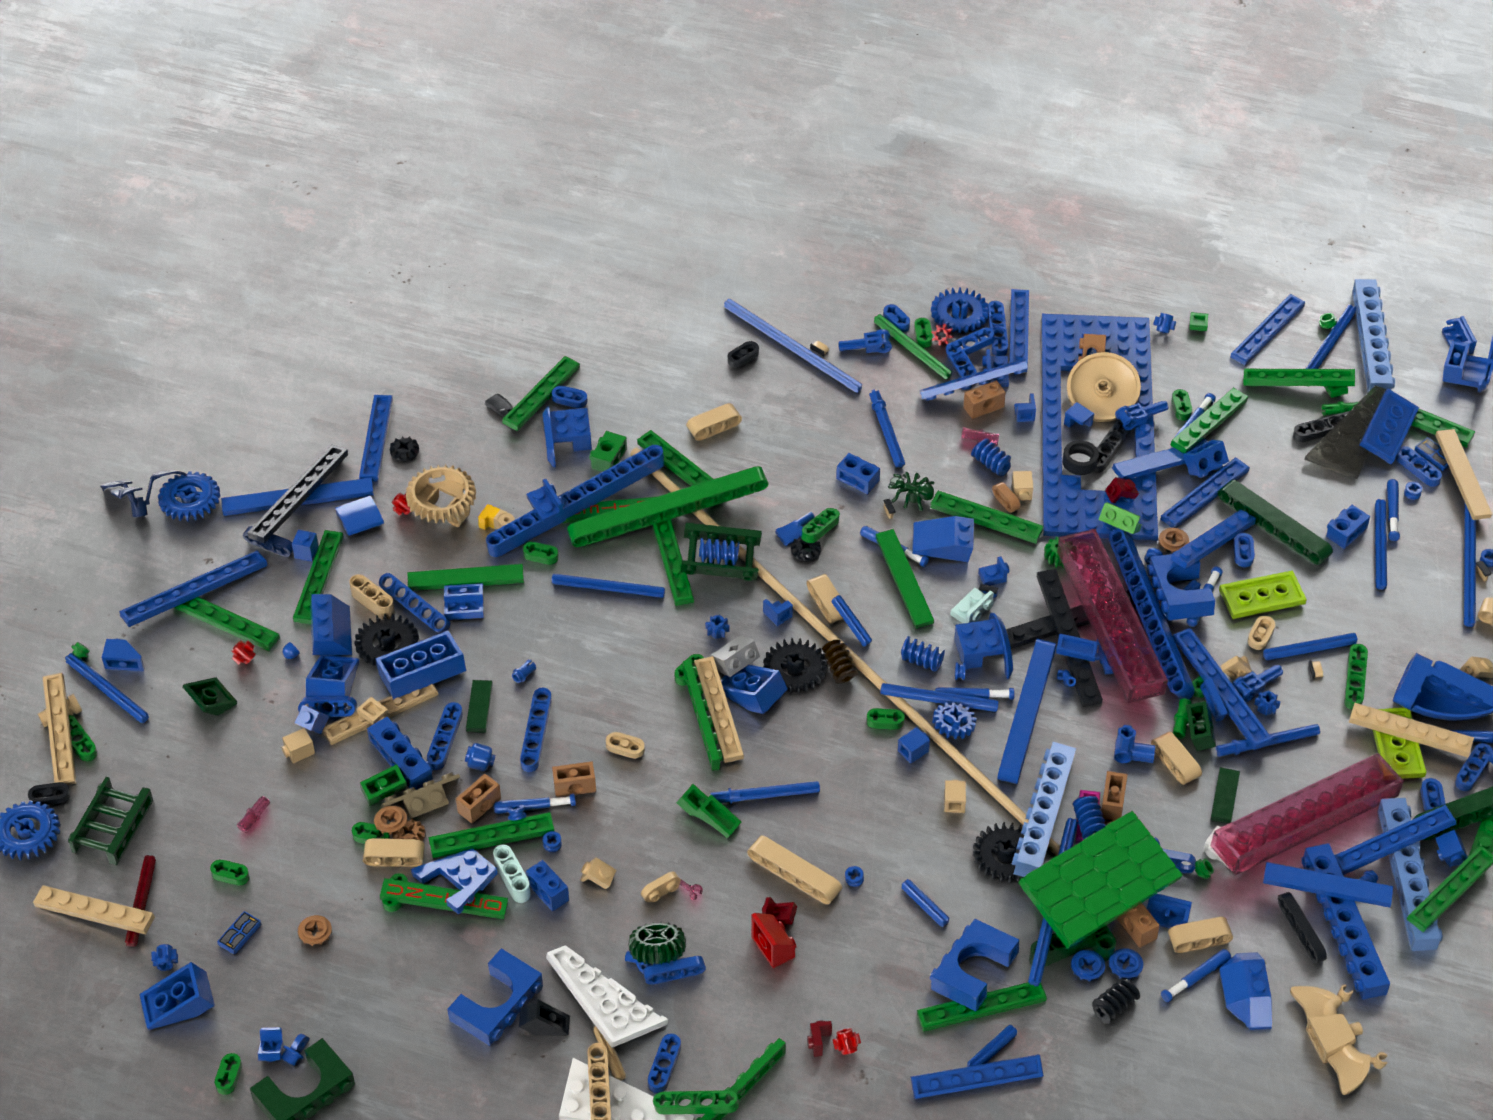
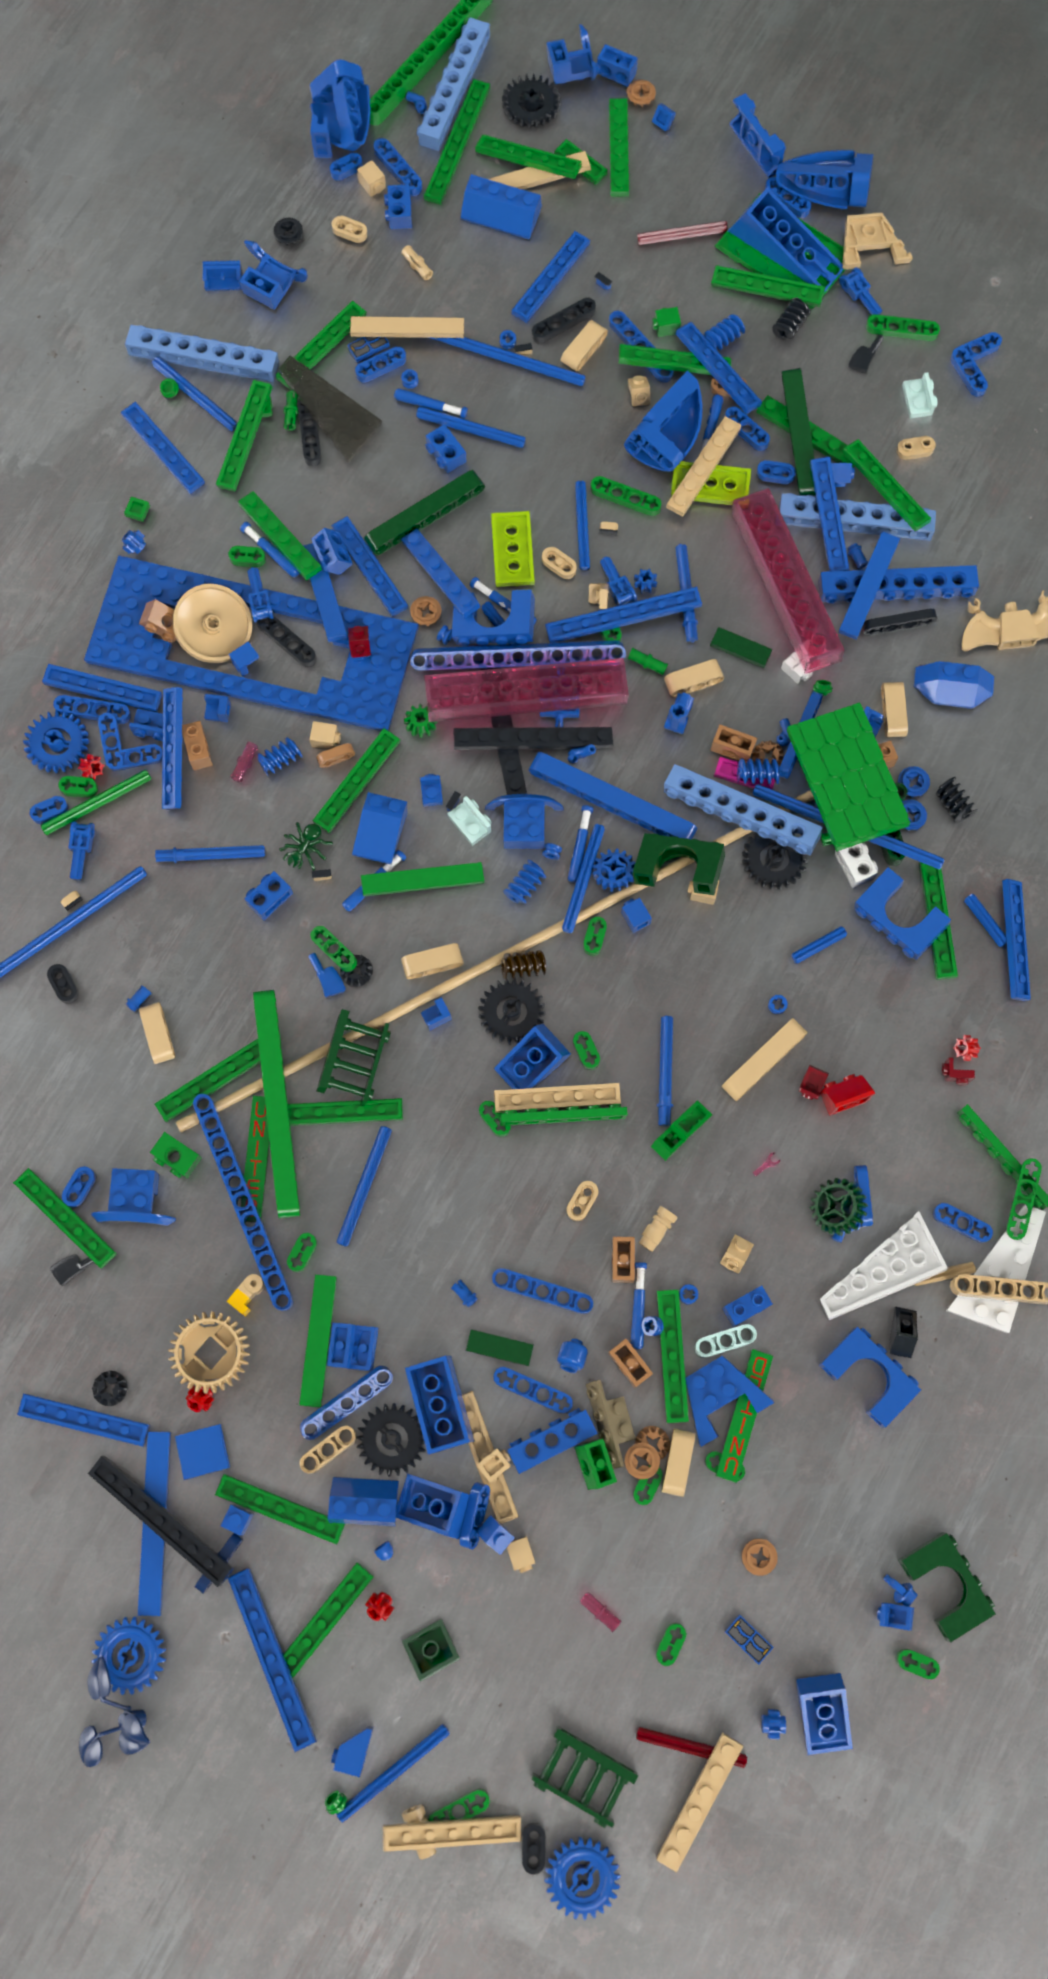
camera: 80 degrees left, 25 degrees up
(546, 502) = (250, 1234): blue bracket -> none
(607, 805) = (656, 1230): none -> tan axle
(656, 889) = (762, 1185): tan plate -> none
(717, 626) = (450, 1085): blue gear -> none
(718, 551) = (363, 1058): blue piece -> none
(735, 655) = (493, 1067): light grey brick -> none
(742, 405) = (138, 998): none -> blue pin
(770, 728) = (581, 1052): none -> green beam
(851, 620) = (471, 942): blue axle -> none
(982, 748) = (658, 849): none -> dark green arch
(1017, 917) = (851, 864): none -> white brick
(1077, 647) = (555, 733): blue tile -> none
(1082, 447) = (305, 655): black tyre -> none
(1120, 518) = (403, 652): bright green bracket -> none
(1201, 726) = (666, 645): dark green brick -> none
(1203, 970) = (930, 718): blue piece -> none
(1213, 699) = (636, 626): blue tile -> none
(1244, 550) = (454, 549): blue plate -> none
(1389, 426) = (332, 372): blue tile -> none

